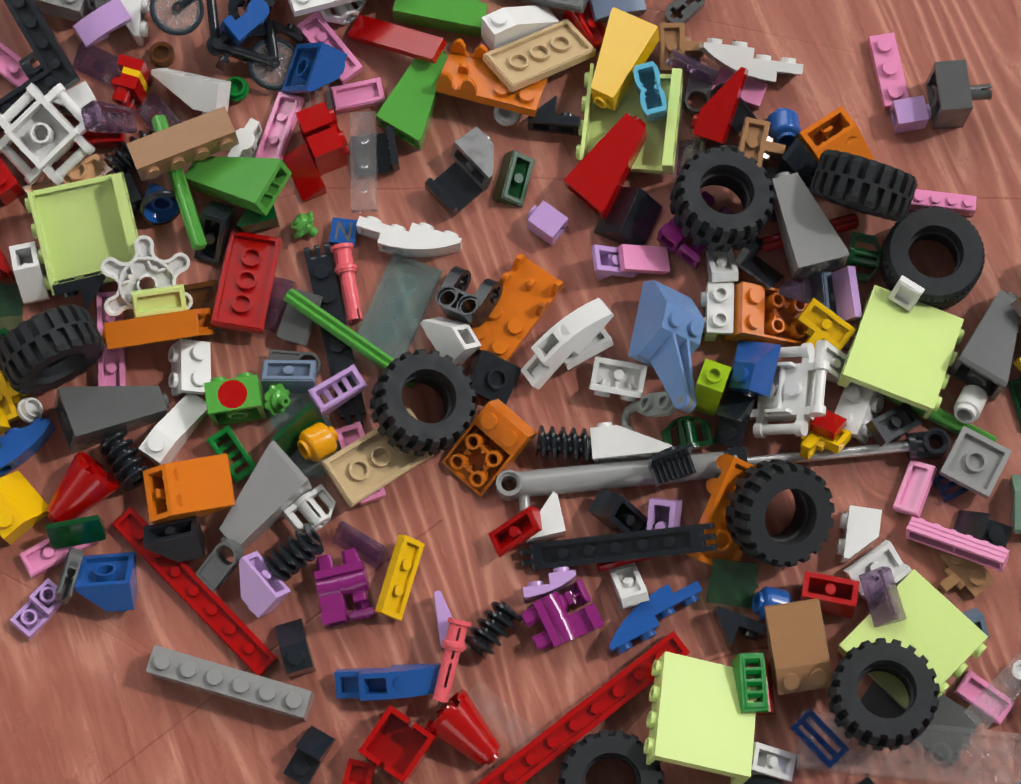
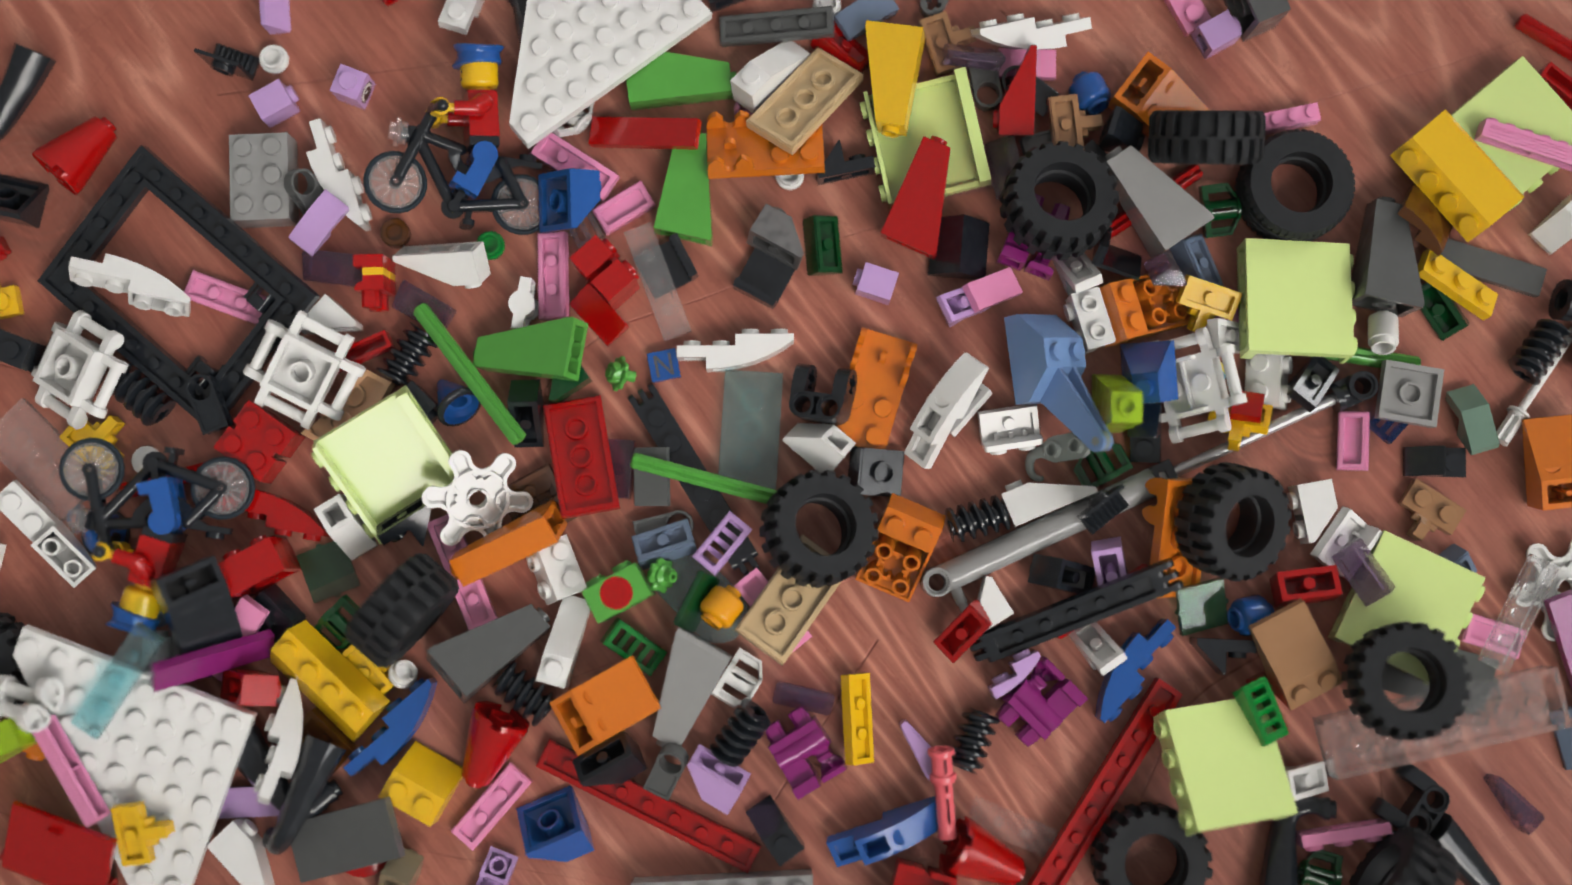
camera: 20 degrees left, 10 degrees up
(69, 575) = (513, 838): dark grey piece -> none
(76, 531) = (503, 790): dark green slope -> none
(94, 122) = (352, 337): clear purple slope -> none
(158, 300) = (497, 512): yellowish green tile -> none
(183, 144) = (459, 333): medium nougat brick -> none
(346, 271) = (681, 407): coral pin -> none
(651, 94) = (935, 96): medium azure brick -> none
(814, 749) = (1328, 733): clear blue tile -> none
(846, 294) = (1218, 257): lavender tile -> none
(906, 293) = (1285, 238): white tile -> none
(957, 543) = (1420, 487): bright pink piece -> none

